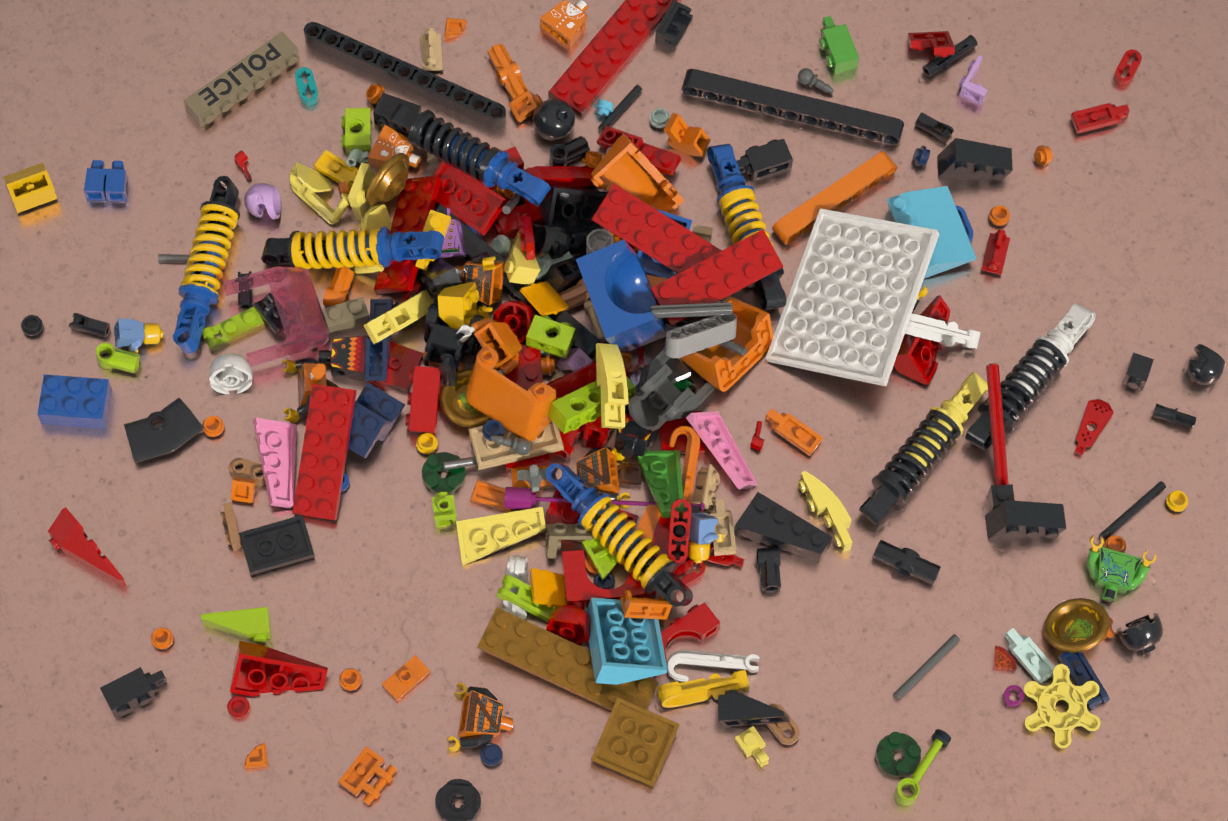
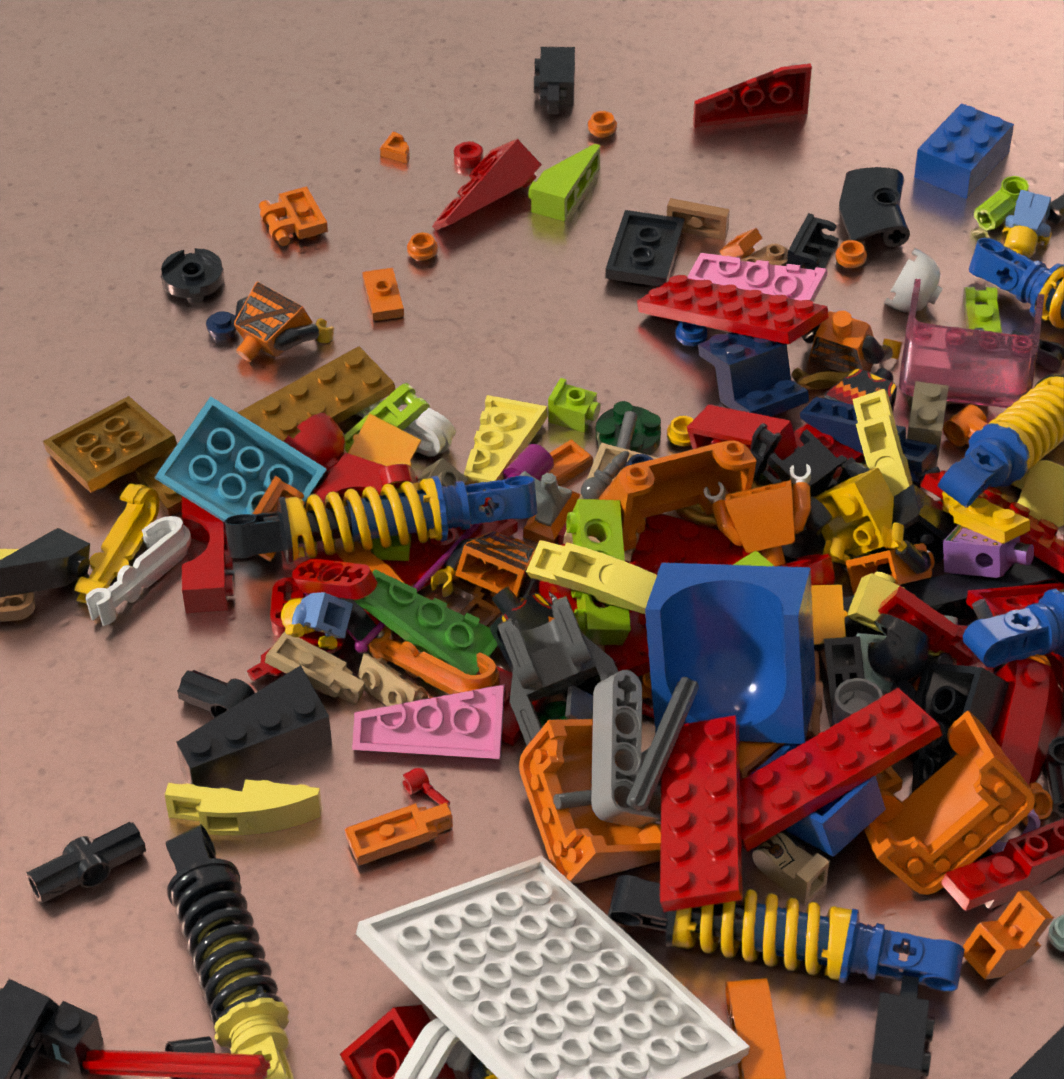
camera: 125 degrees right, 20 degrees down
(222, 450) = (811, 246): none -> black hinge
(585, 538) = (396, 475): none -> red beam

